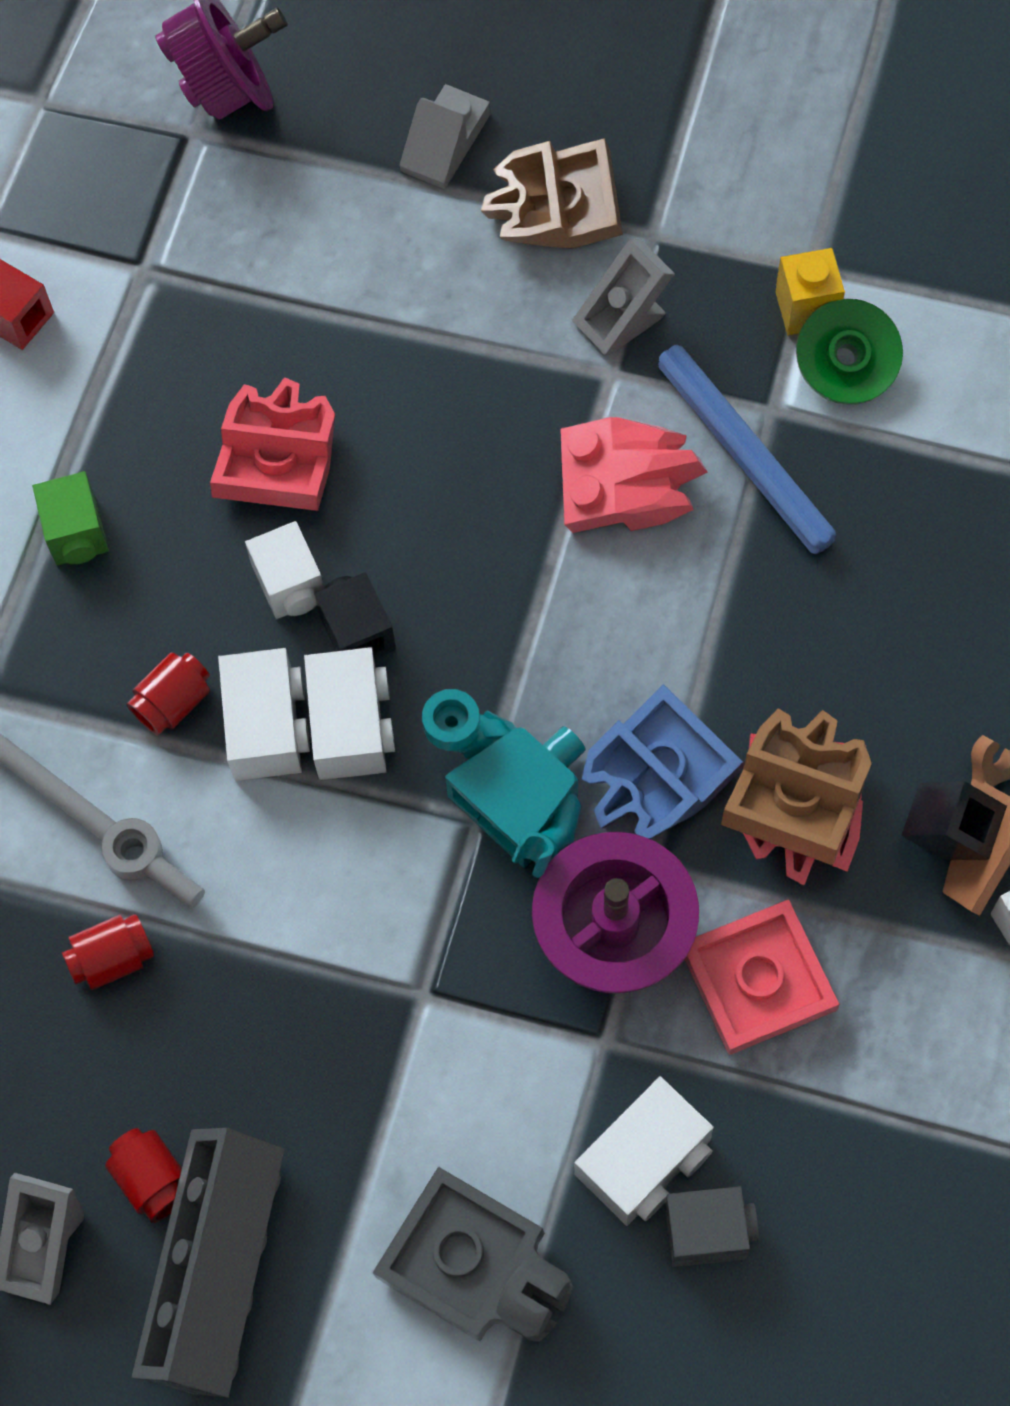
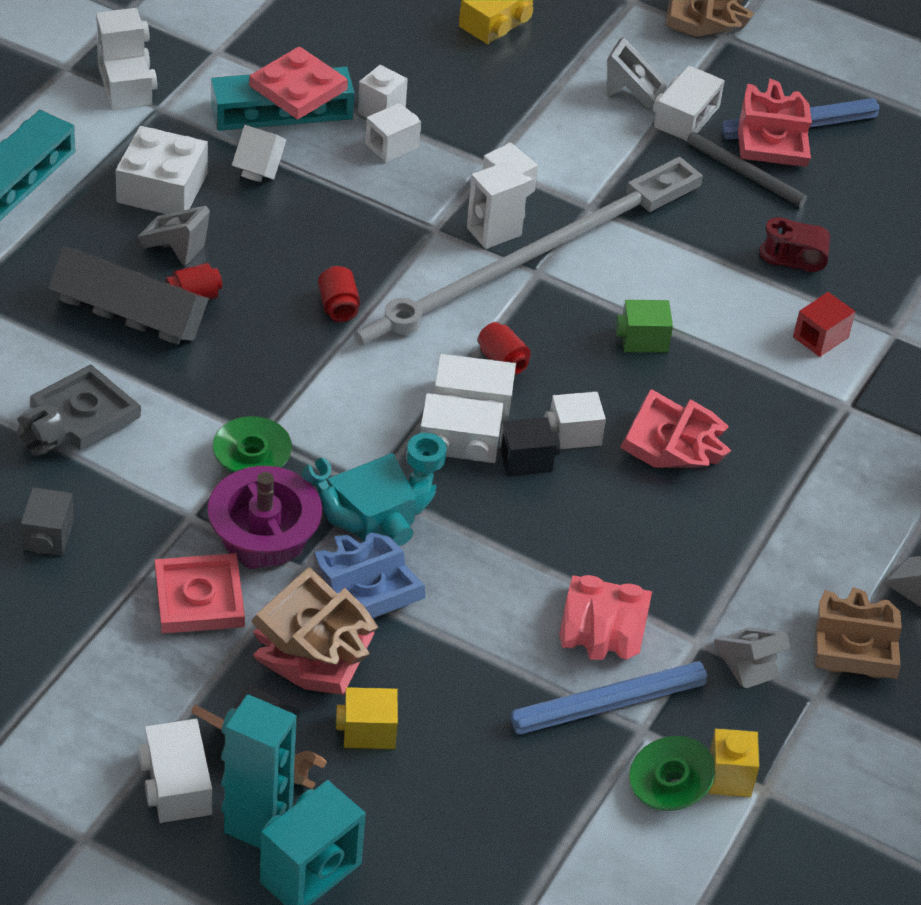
camera: 95 degrees right, 20 degrees down
(462, 956) = (251, 443): none -> green dish
(645, 1153) = (108, 504): white brick -> none
(893, 704) = (368, 718): none -> yellow brick

